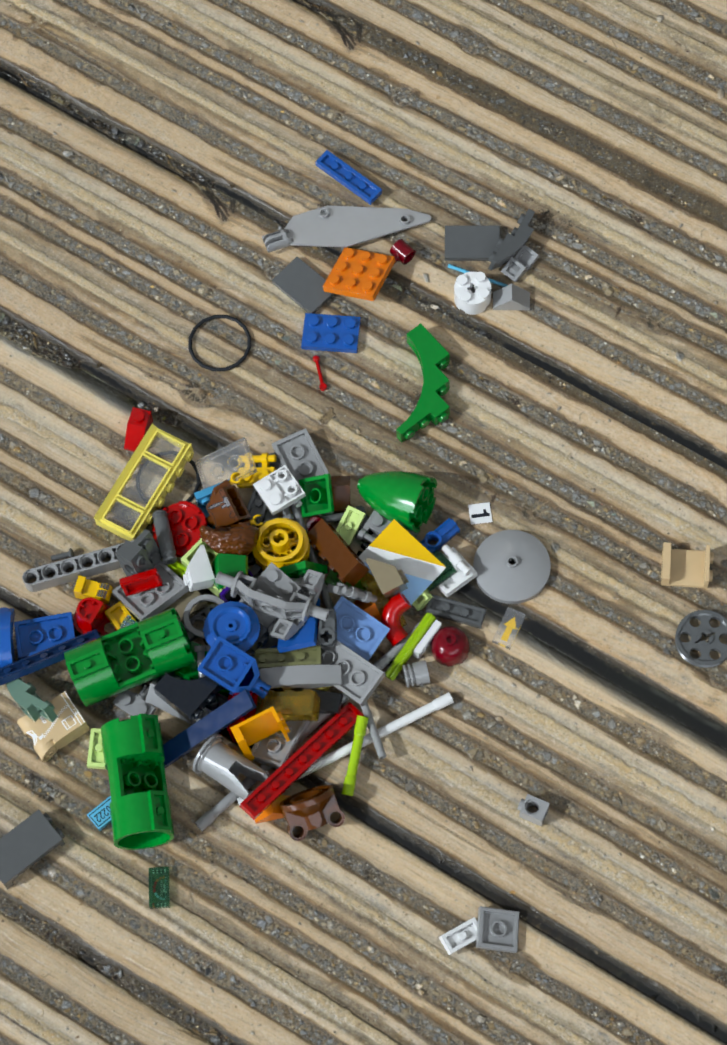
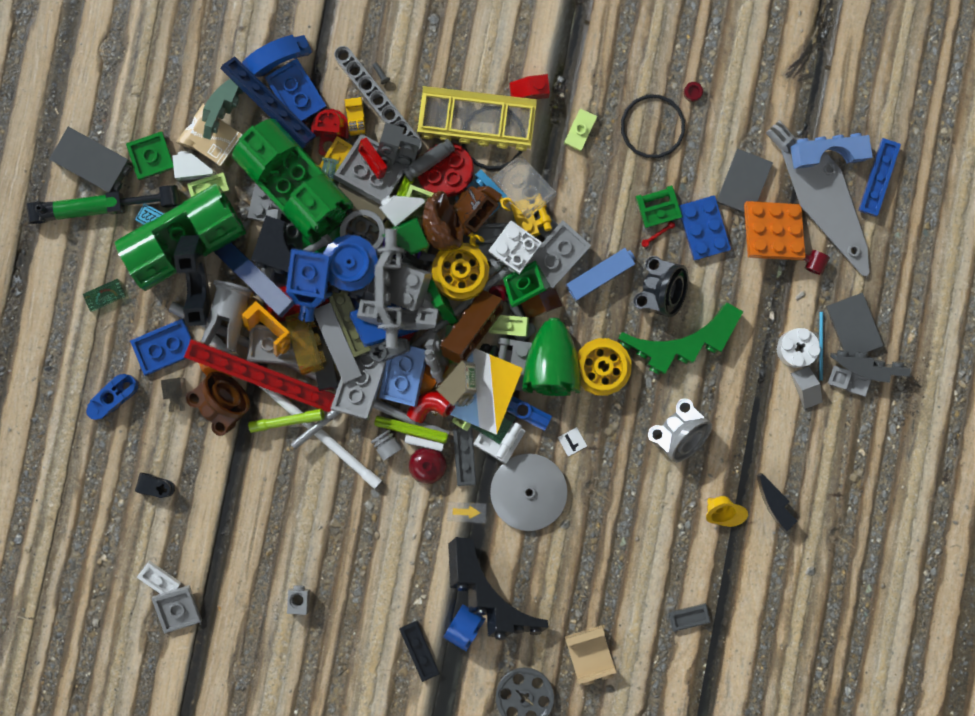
camera: 65 degrees right, 20 degrees up
(43, 791) = (150, 155): none -> green plate
(72, 756) = (190, 167): none -> white slope
(73, 844) = (96, 205): none -> piece
(162, 772) = (190, 260): none -> black arch
(195, 403) = (580, 130): none -> yellowish green plate
(203, 298) = (693, 91): none -> dark red tile
(234, 849) = (162, 347): none -> blue tile
(267, 929) = (100, 408): none -> blue piece
(281, 851) = (174, 390): none -> clear smoke brick
(301, 362) = (658, 213): none -> green plate
(303, 220) = (852, 149): none -> medium blue arch
(335, 432) = (601, 274): none -> medium blue brick
(365, 909) = (151, 485): none -> black piece
(370, 382) = (663, 288): none -> black piece
(423, 443) = (623, 363): none -> yellow wheel
(509, 412) = (682, 432): none -> light grey piece
(595, 634) = (482, 598): none -> black arch
(597, 403) = (724, 512): none -> yellow piece
(604, 360) = (775, 503): none -> black slope
(617, 663) = (464, 628): none -> blue brick
(625, 718) = (419, 650): none -> black tile
(683, 470) = (689, 617): none -> dark grey tile

